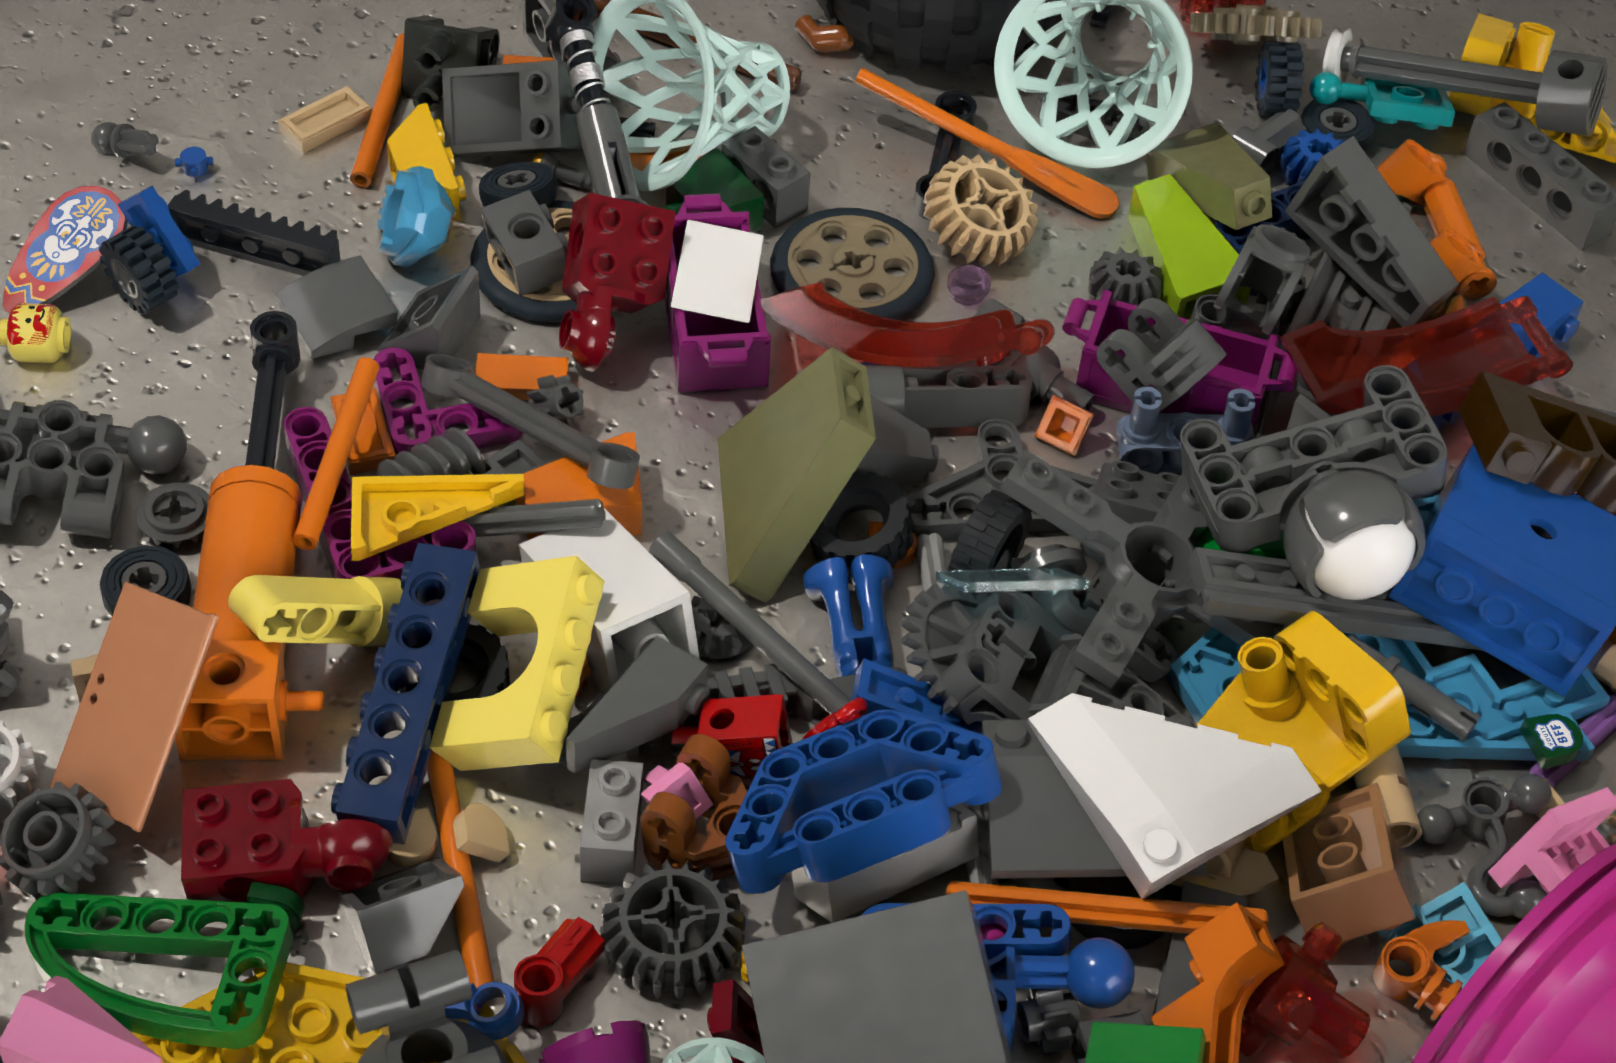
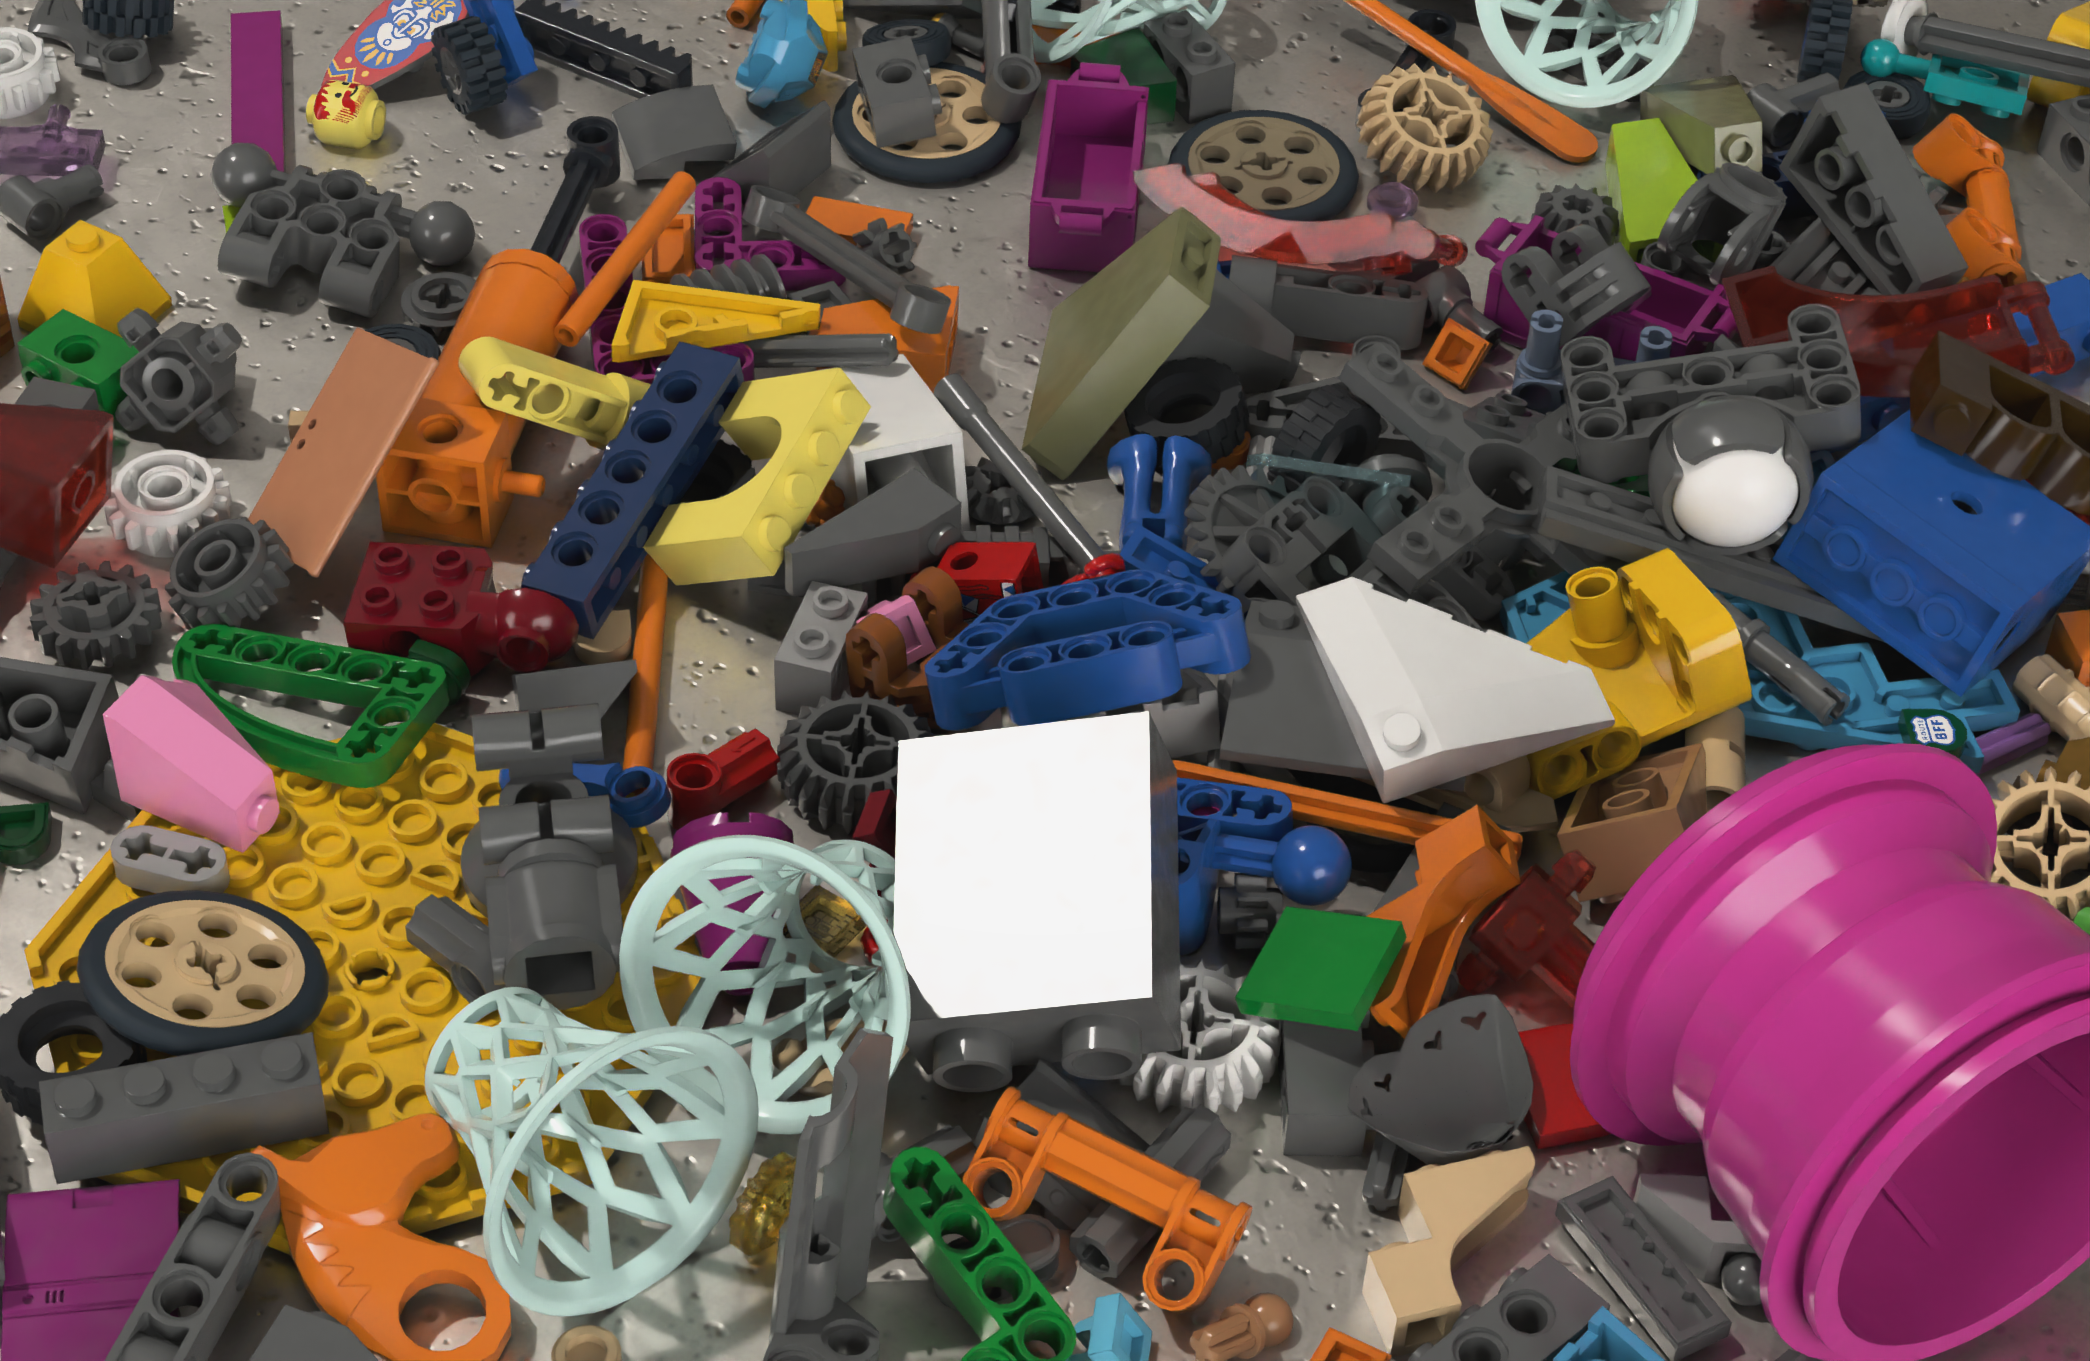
camera: 15 degrees right, 5 degrees down
(481, 833) = (678, 641): tan tile -> none
(612, 264) = (978, 124): dark red brick -> none
(717, 271) = (1096, 140): white sticker -> none

